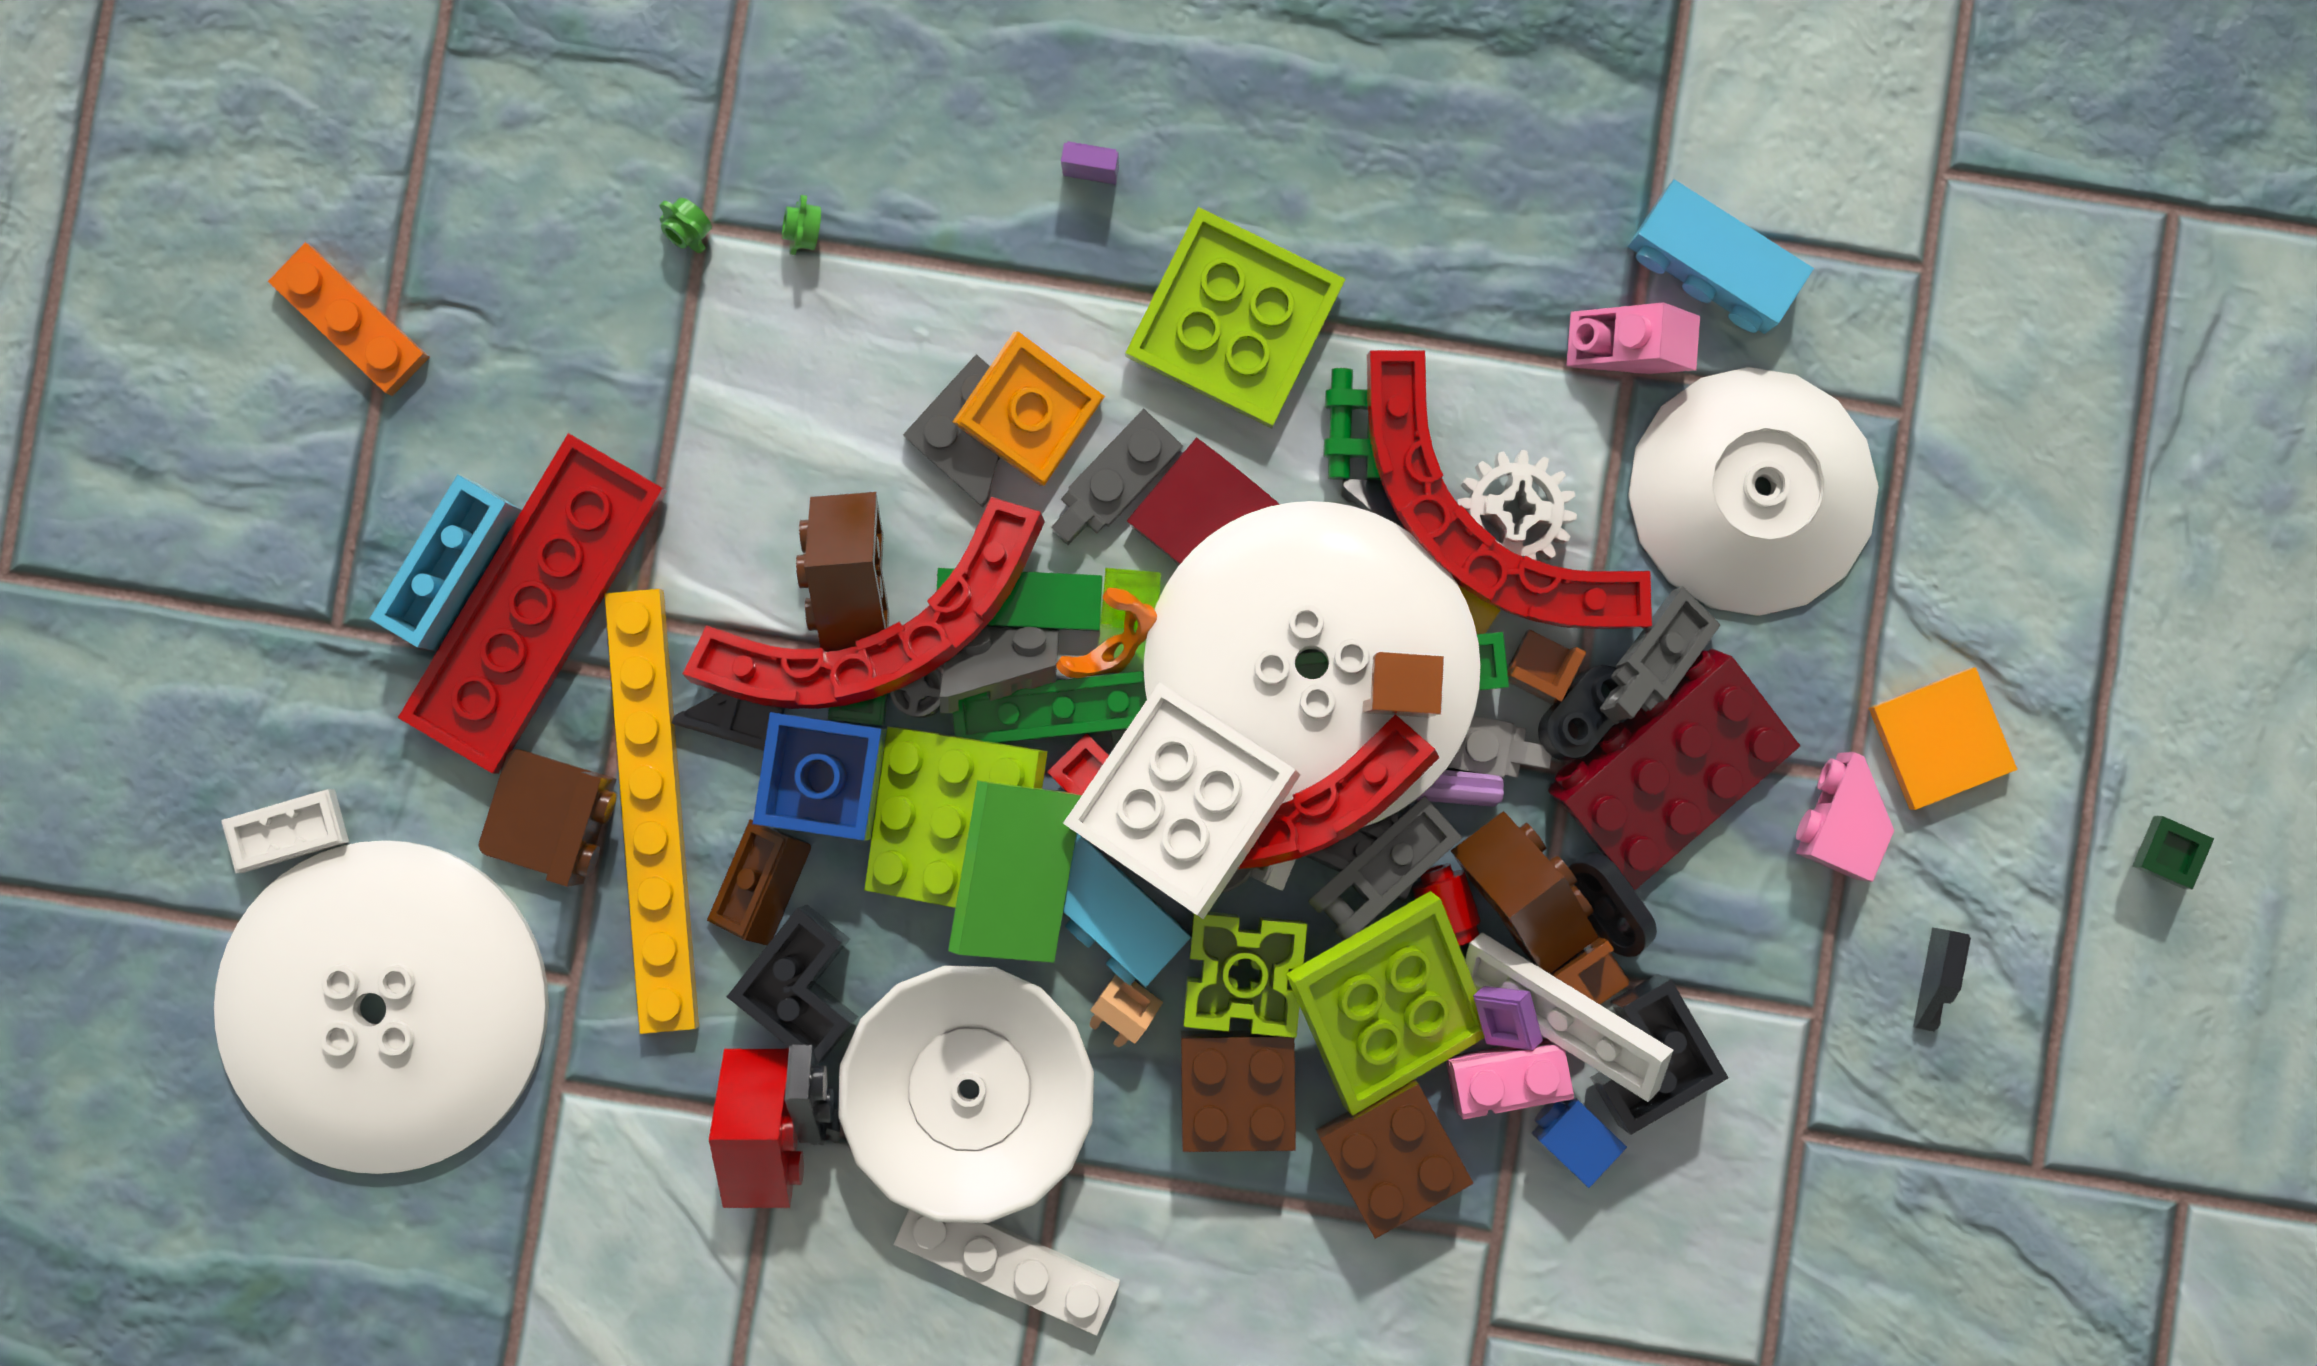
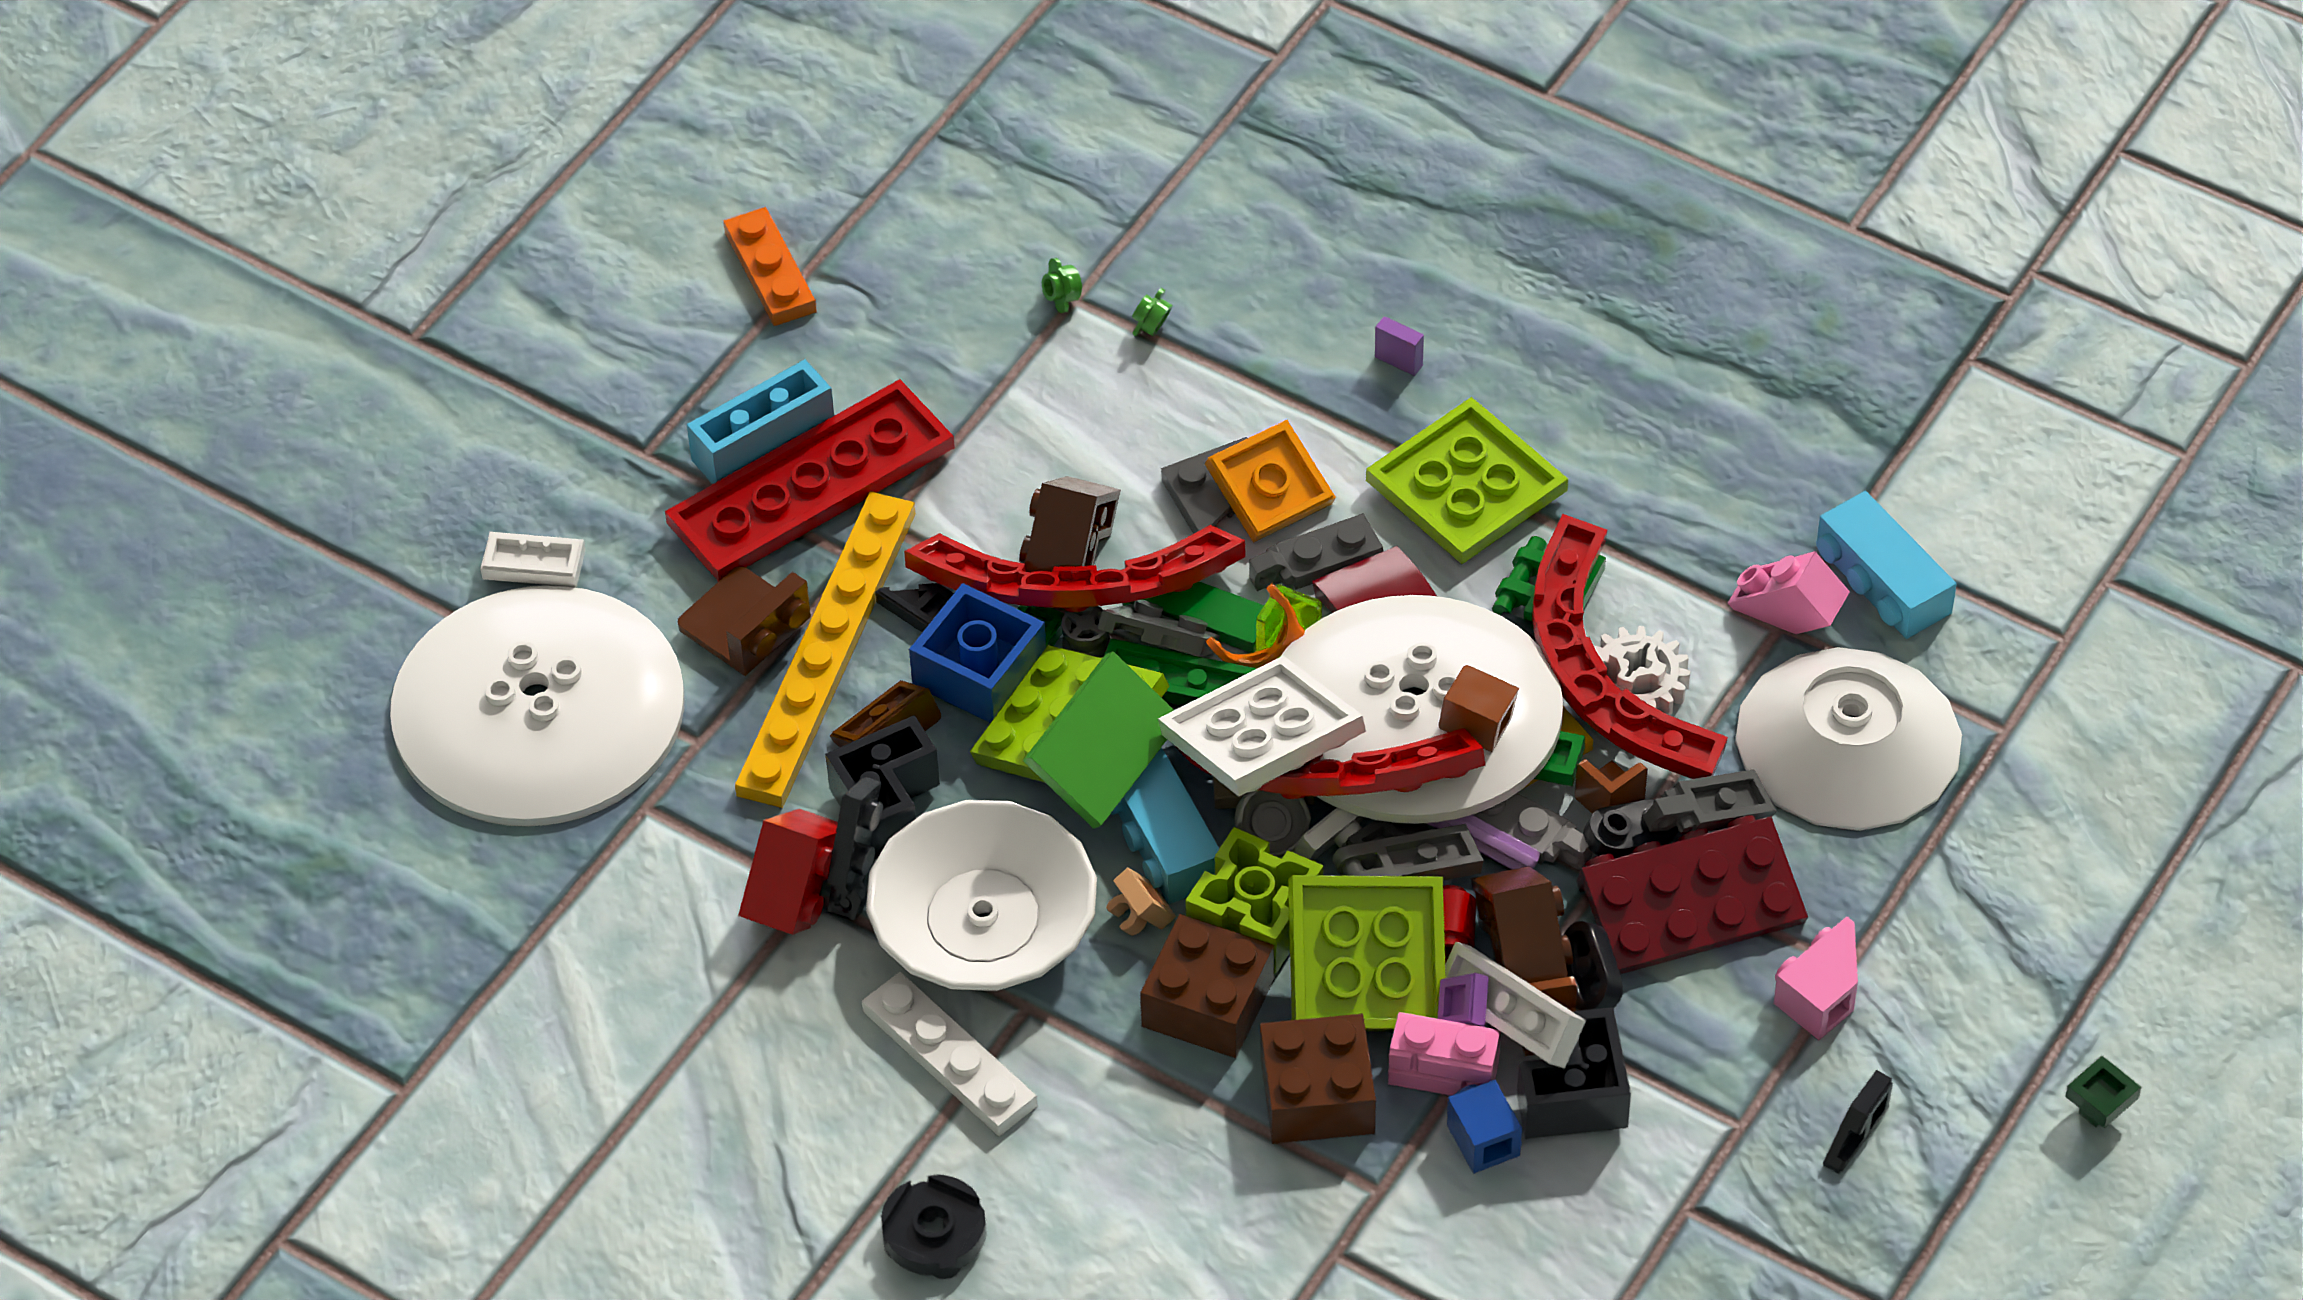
camera: 25 degrees right, 35 degrees down
(1942, 738) = (1937, 958): light orange tile -> none

